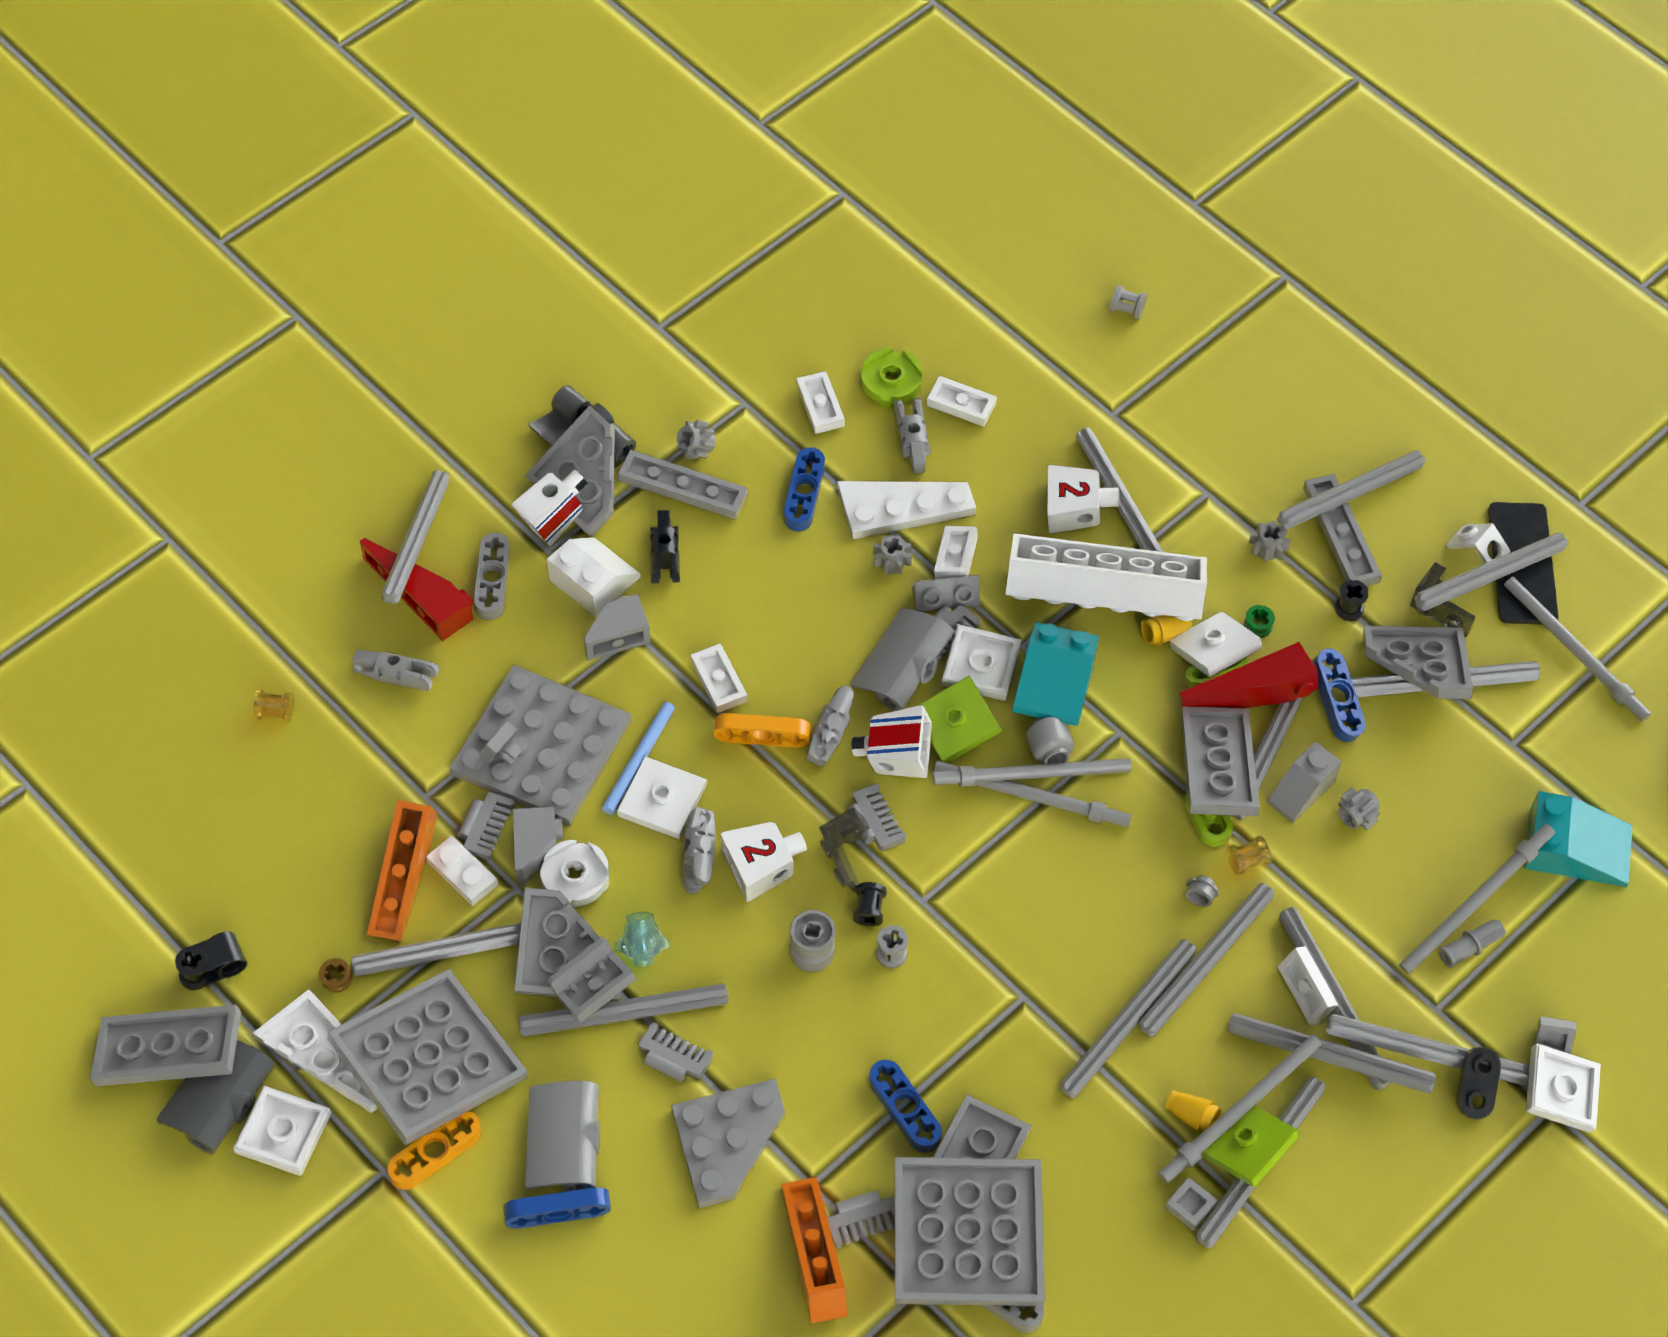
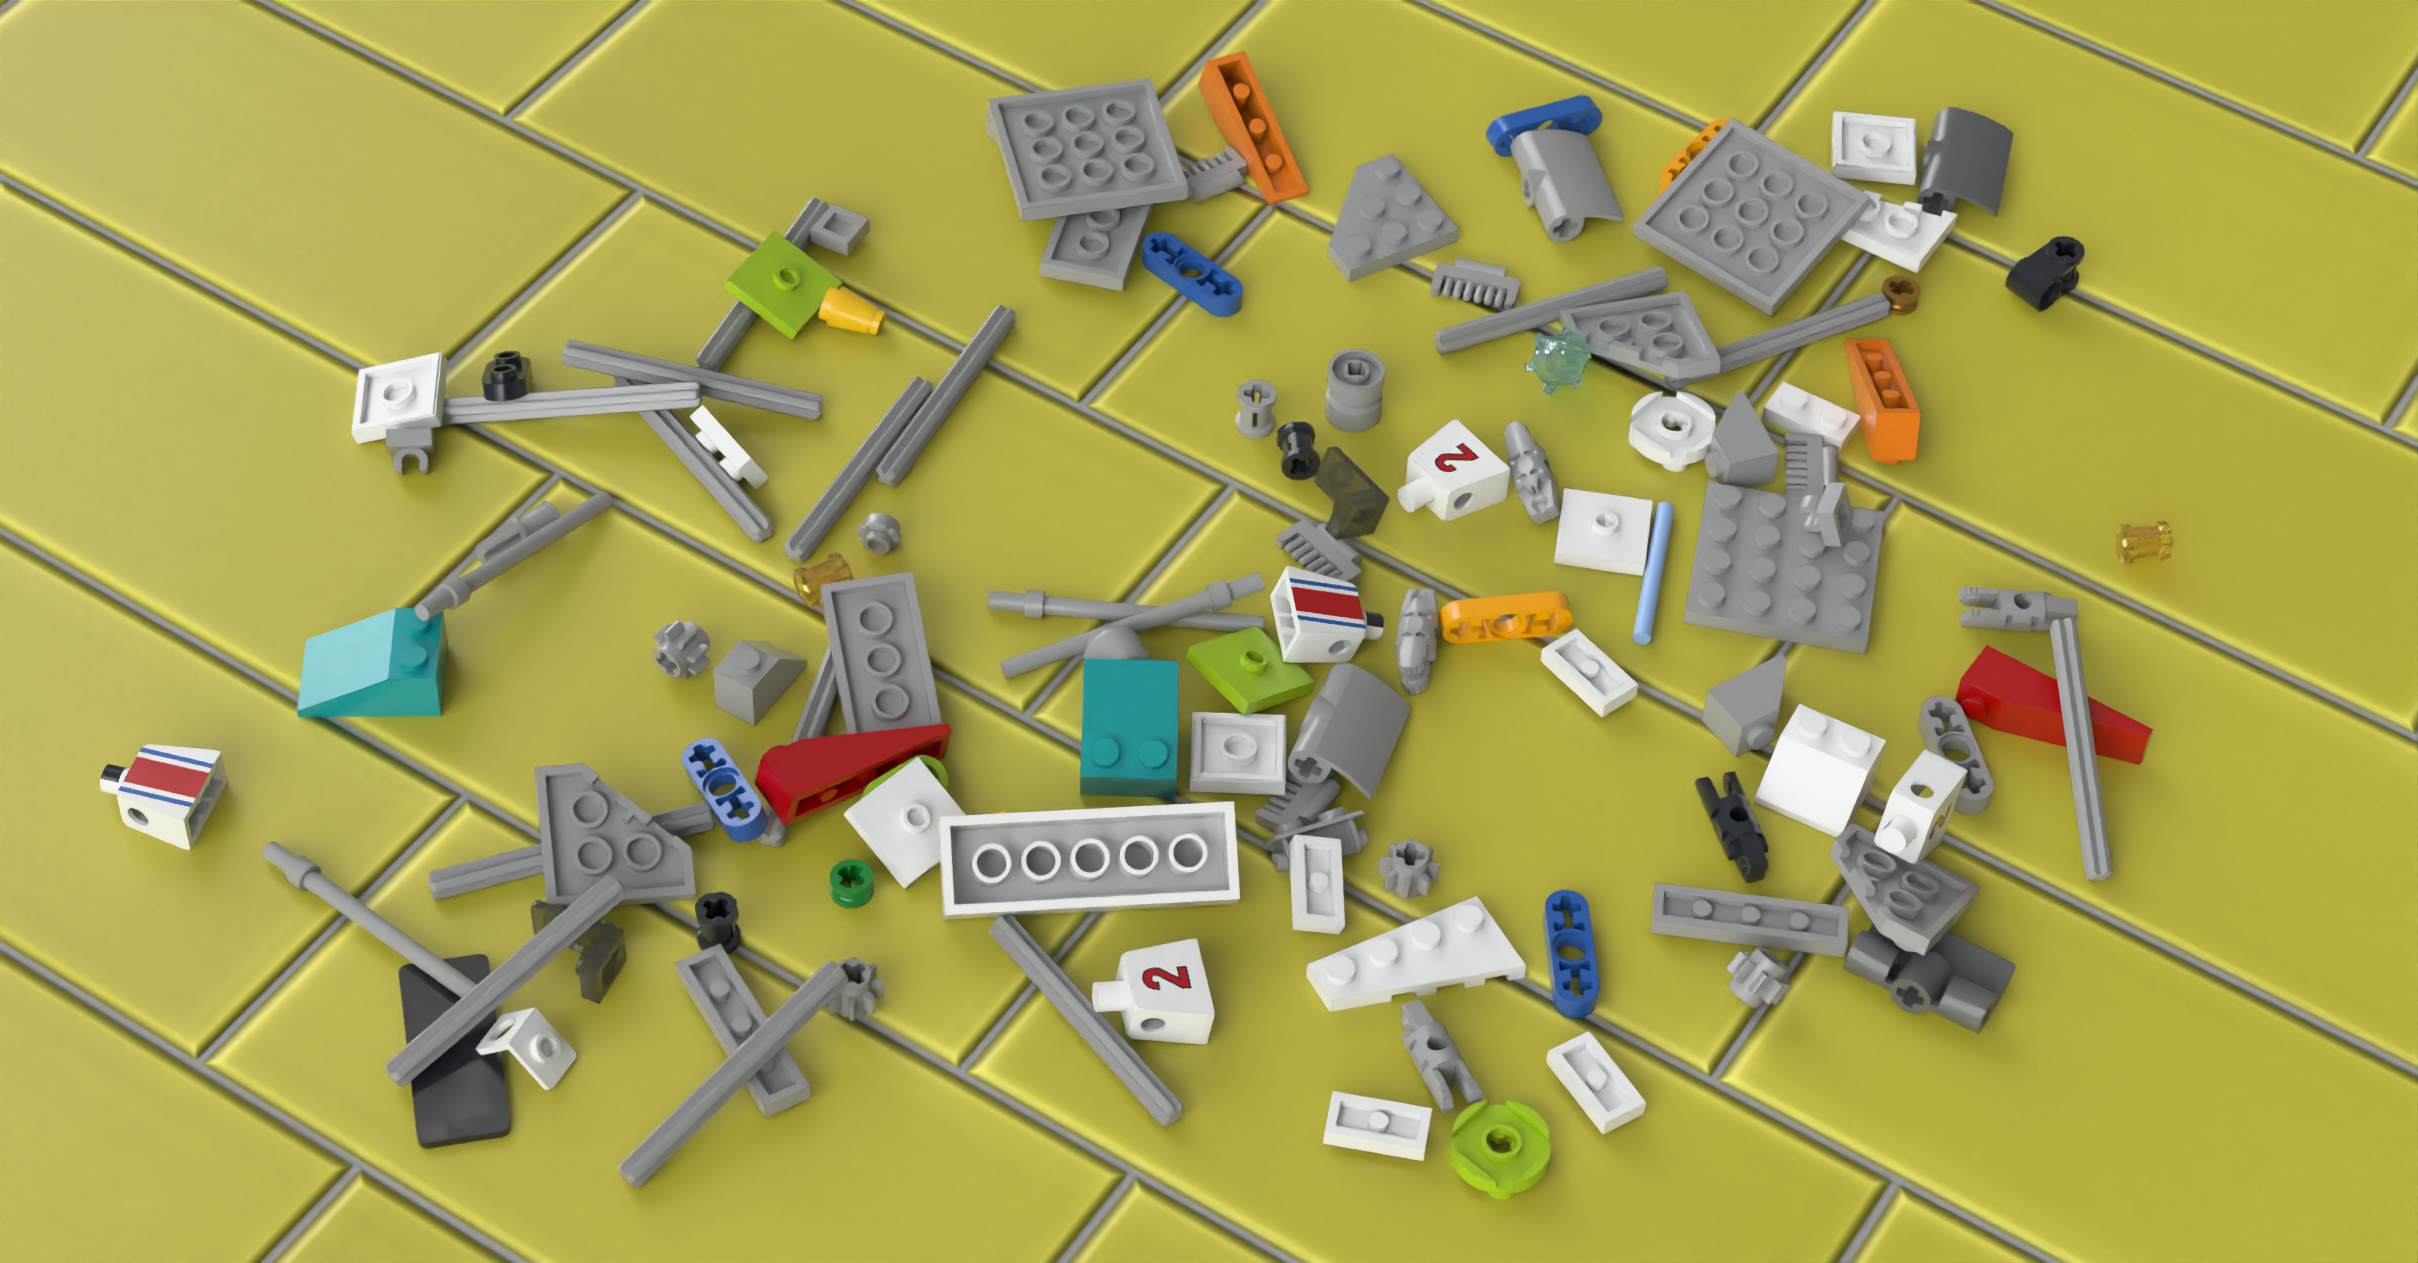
camera: 165 degrees right, 10 degrees down
(166, 1045) = (2042, 180): light grey plate -> none
(590, 979) = (1597, 294): light grey bracket -> none
(1190, 1153) = (846, 265): light grey bar -> none

